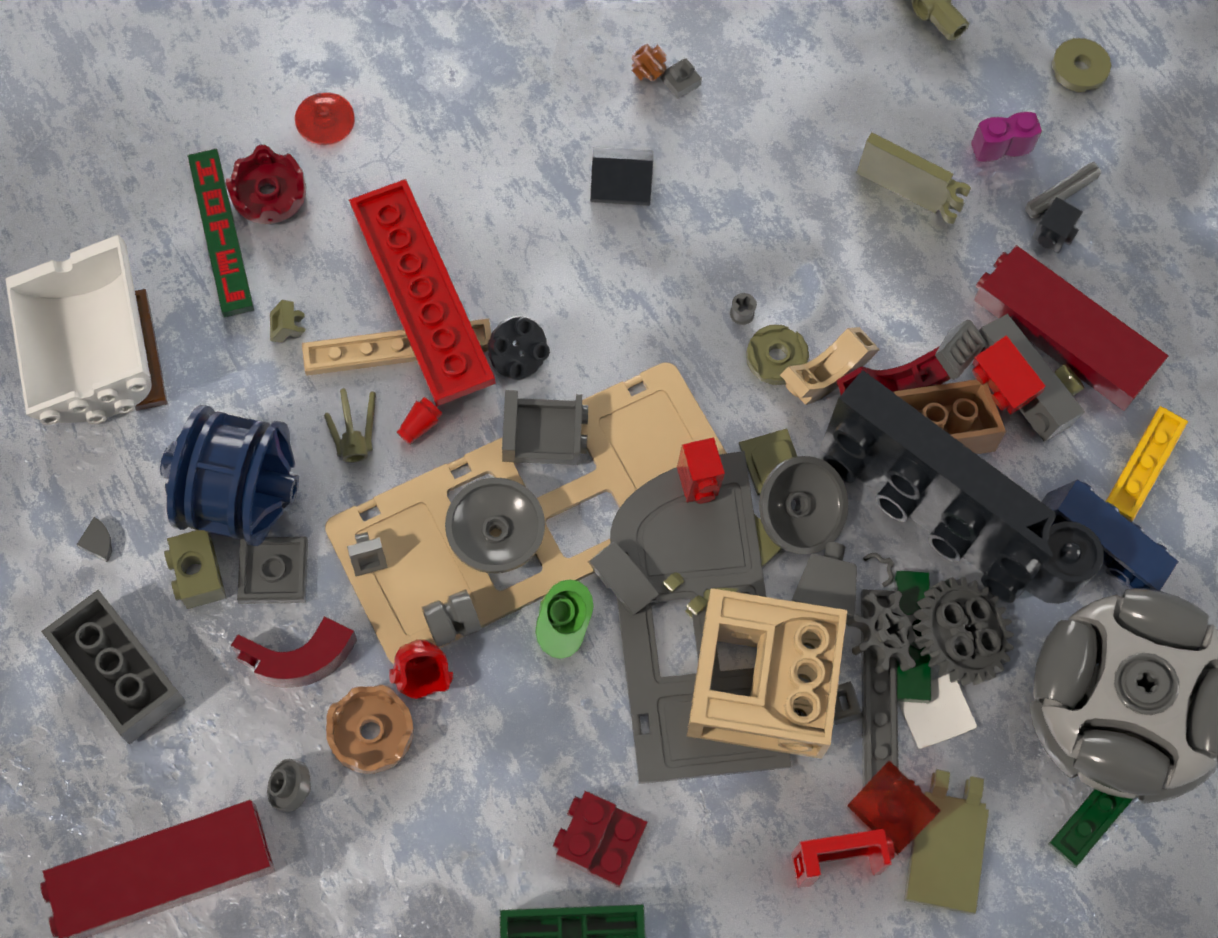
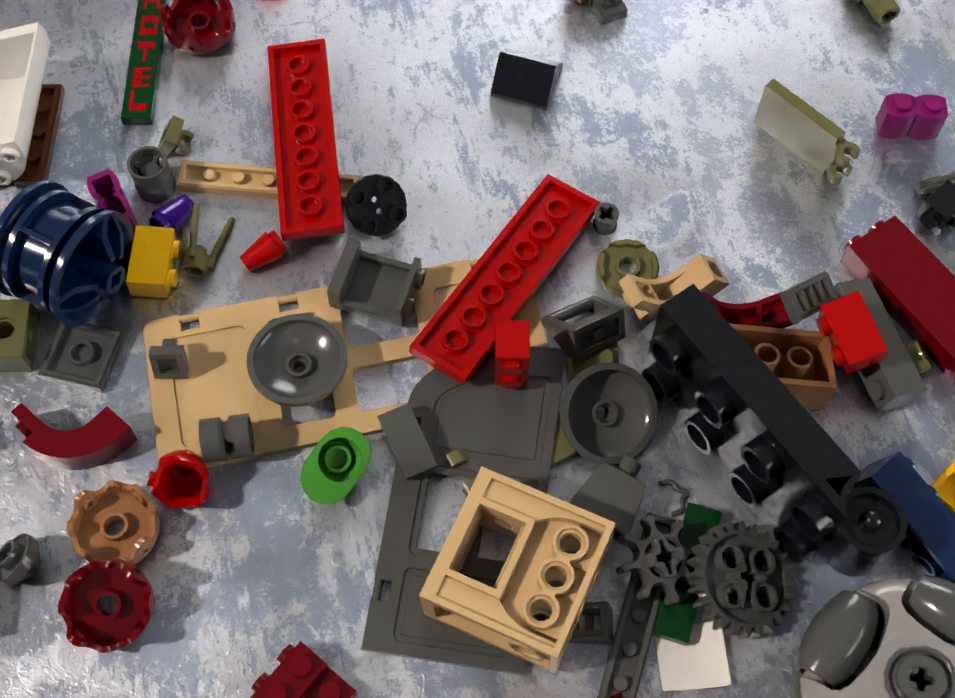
camera: 20 degrees right, 5 degrees down
(245, 402) = (108, 194): none -> magenta brick
(279, 367) = (151, 174): none -> dark grey wheel
(312, 406) = (173, 213): none -> dark purple cone
(313, 458) = (153, 262): none -> yellow brick
(393, 829) = (87, 621): none -> dark red plate
(666, 393) = (504, 279): none -> red plate
(764, 430) = (590, 333): none -> dark grey tile

